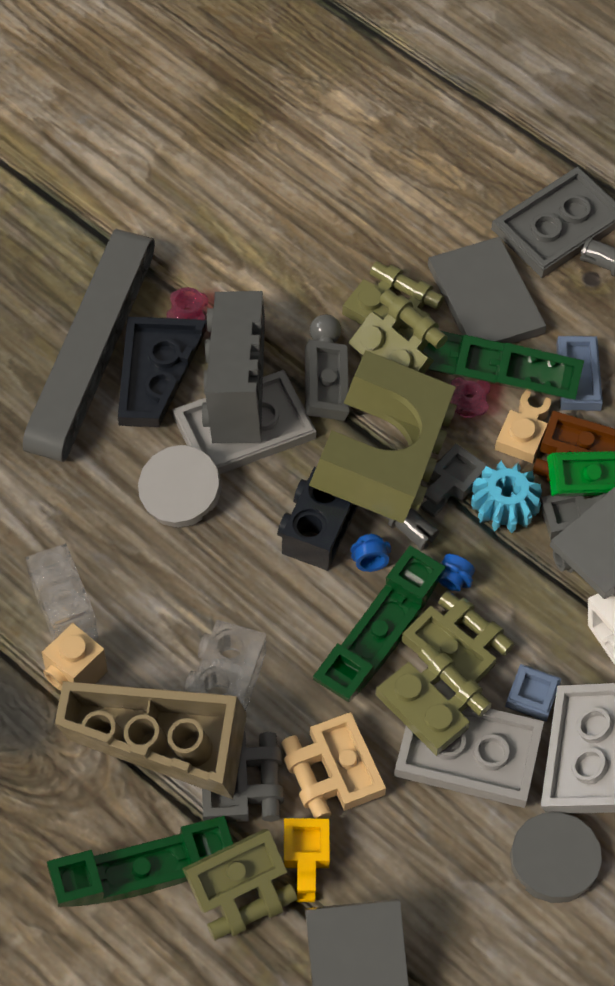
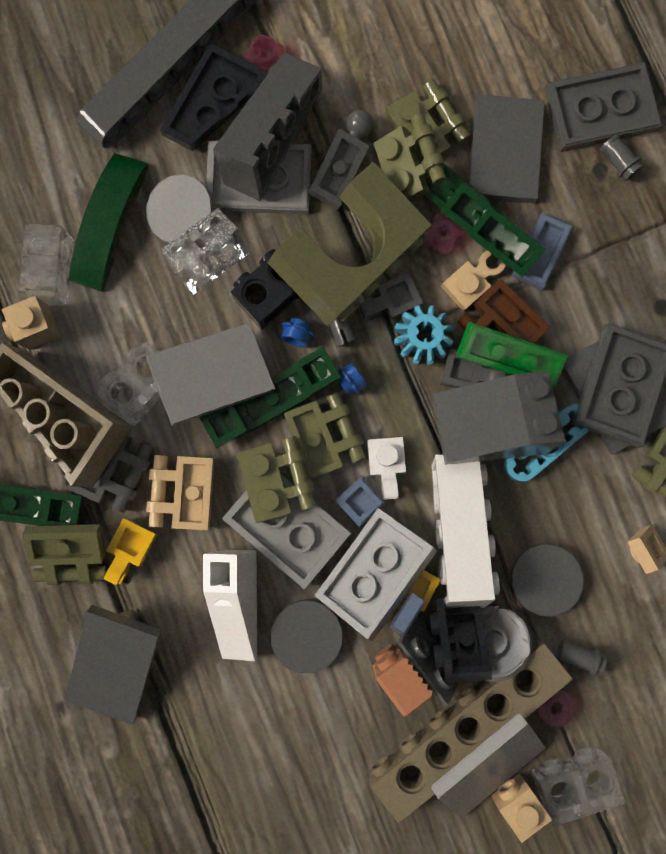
camera: 25 degrees right, 25 degrees up
(102, 535) = (103, 221): none -> dark green slope
(232, 509) = (205, 251): none -> clear brick
(304, 622) = (210, 374): none -> light grey tile
(457, 851) = (232, 601): none -> white slope
(540, 638) = (387, 459): none -> white plate

